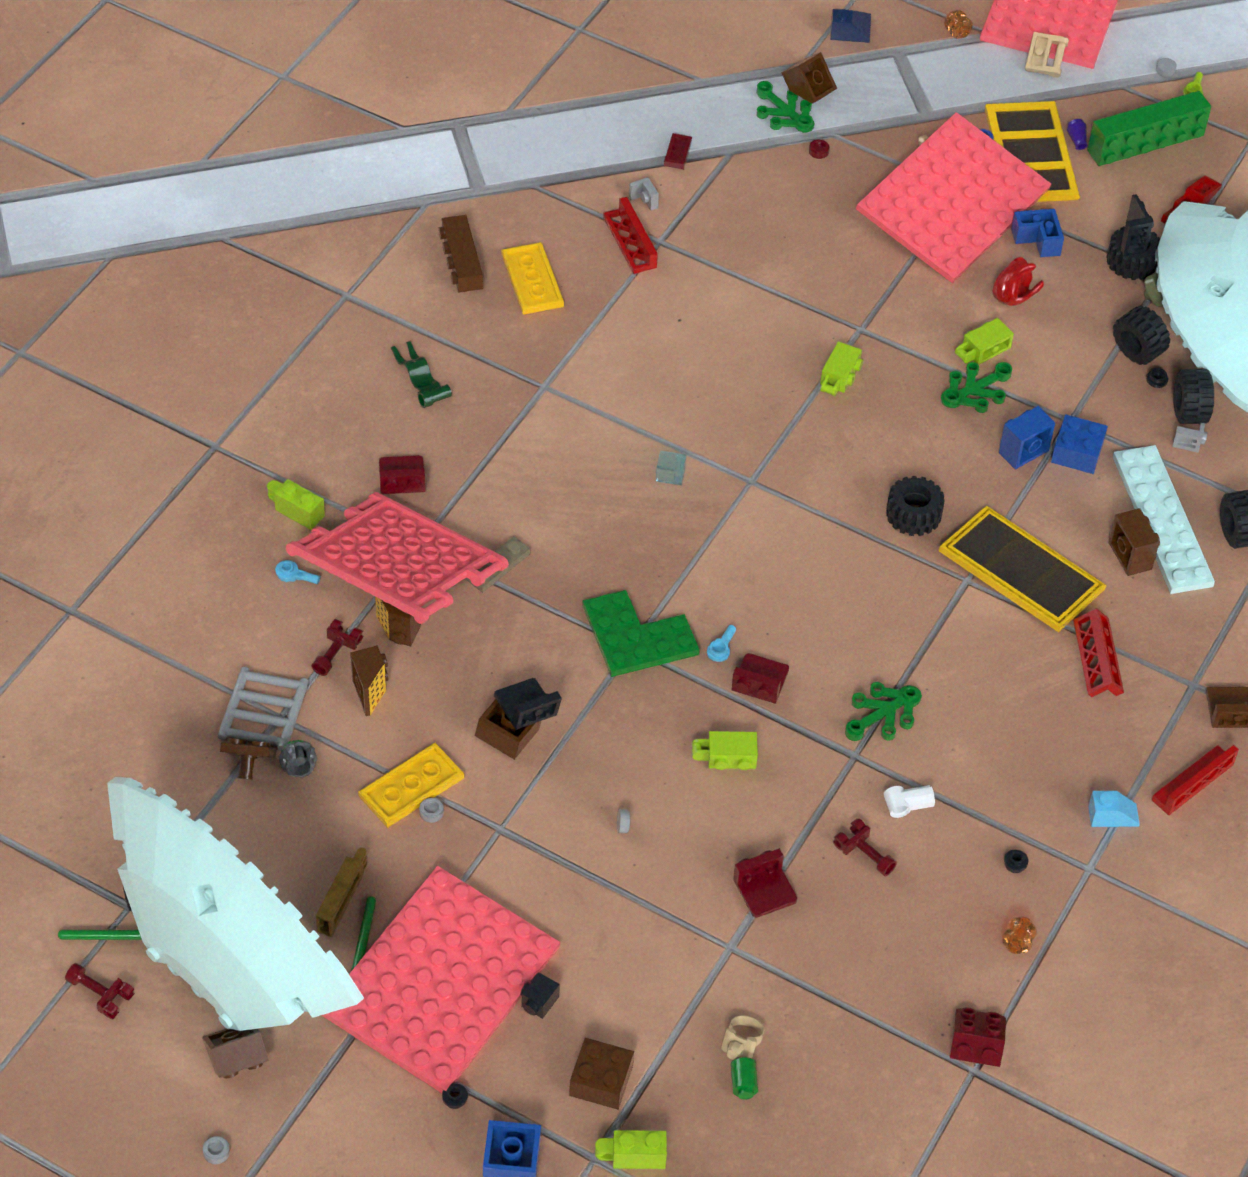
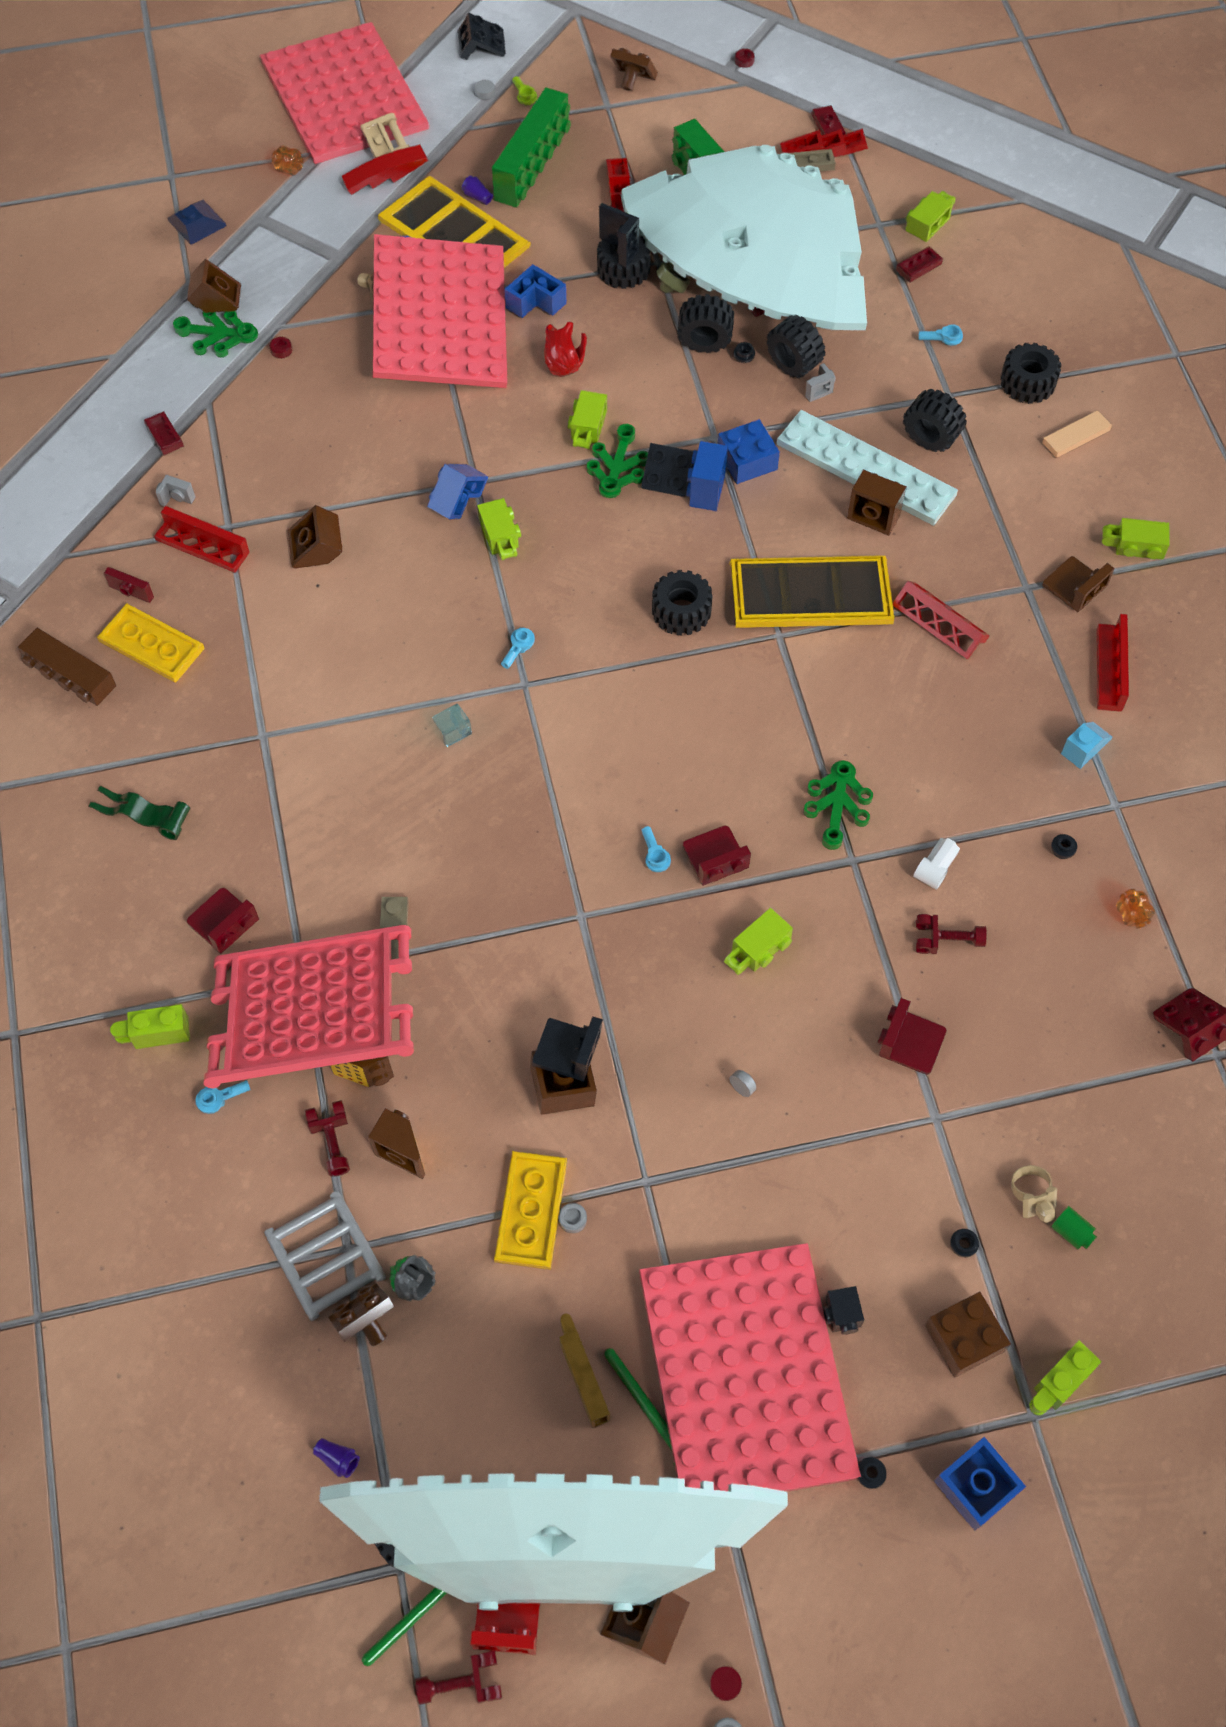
camera: 40 degrees left, 10 degrees up
(154, 983) = (508, 1629): none -> red bracket
(244, 1123) = (725, 1683): none -> dark red tile
(554, 231) = (128, 584): none -> dark red plate
(634, 646) = (575, 915): green plate -> none
(662, 1021) = (970, 1237): none -> black plate
(707, 288) = (315, 538): none -> reddish brown slope
(778, 451) = (521, 640): none -> medium azure plate
(834, 319) = (454, 488): none -> brick
(1001, 409) = (667, 470): none -> black bracket
(1030, 75) = (390, 165): none -> red slope
(1205, 26) = (482, 33): none -> black bracket

